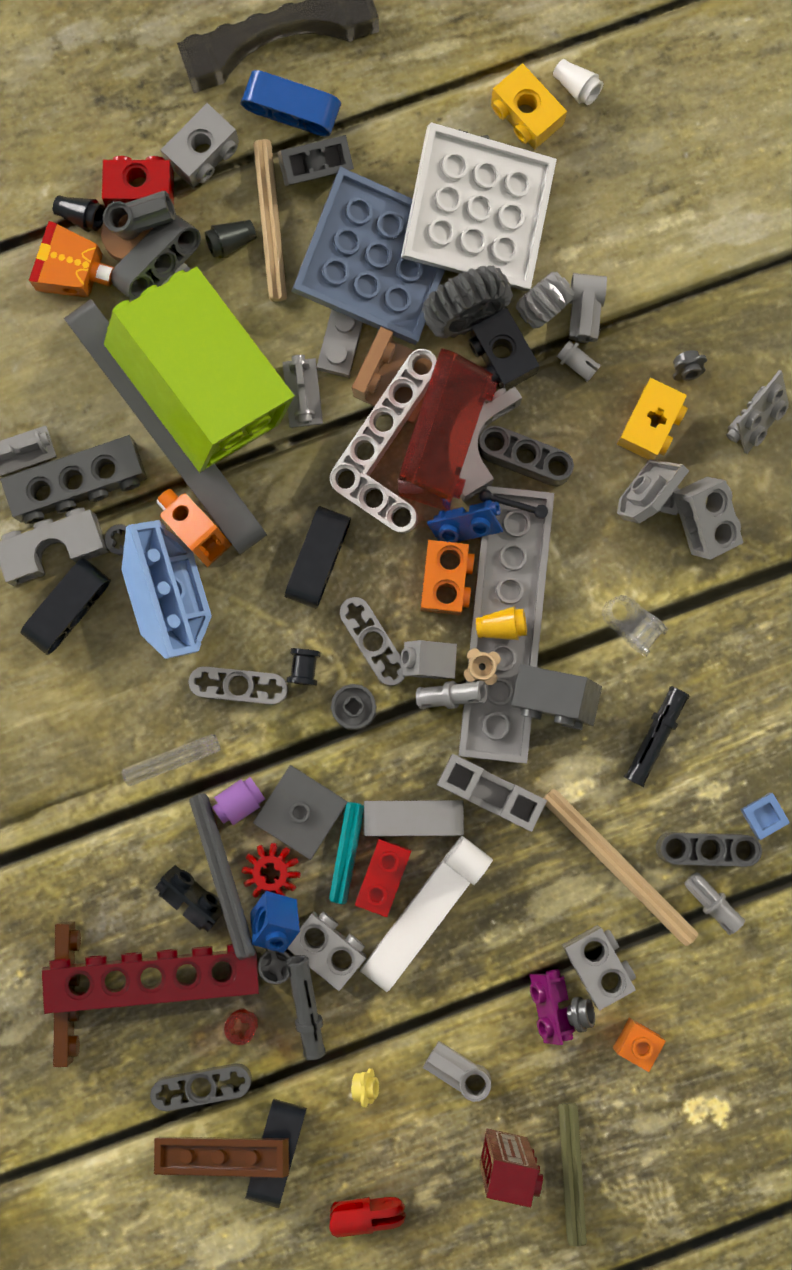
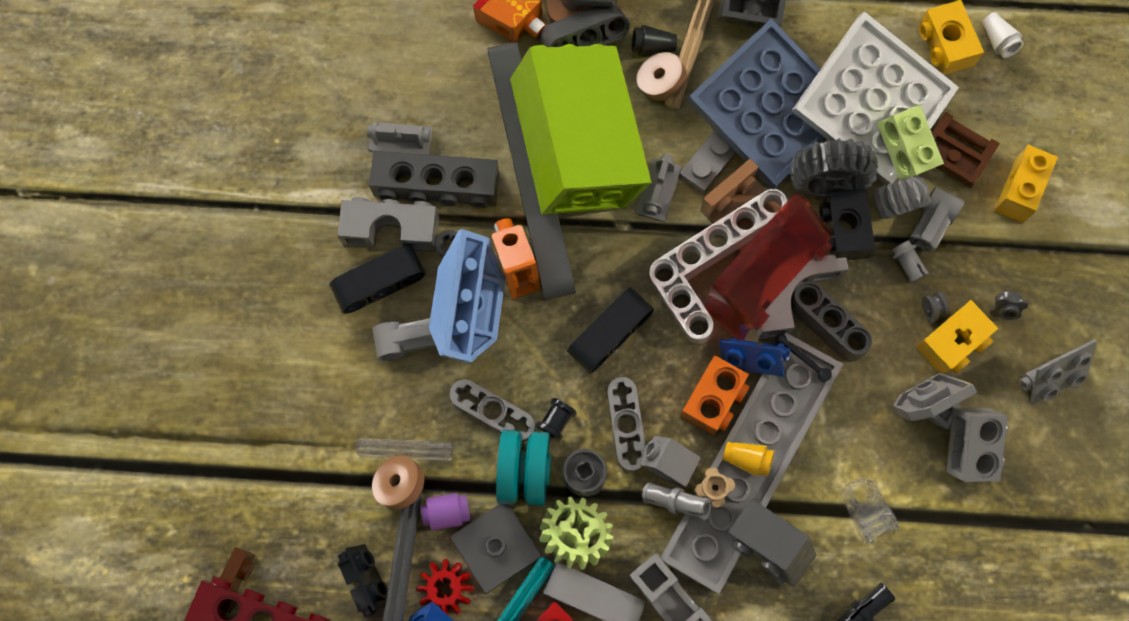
camera: 25 degrees right, 10 degrees down
(112, 658) = (396, 339): none -> light grey piece
(167, 794) = (410, 485): none -> medium nougat piece
(267, 275) = (656, 66): none -> piece
(295, 728) = (521, 467): none -> teal wheel
(370, 766) = (574, 534): none -> yellowish green gear
(531, 242) = (910, 142): none -> yellowish green brick
(579, 233) = (960, 160): none -> reddish brown plate
(620, 397) = (936, 307): none -> dark grey bush
(659, 233) = (1026, 184): none -> yellow brick

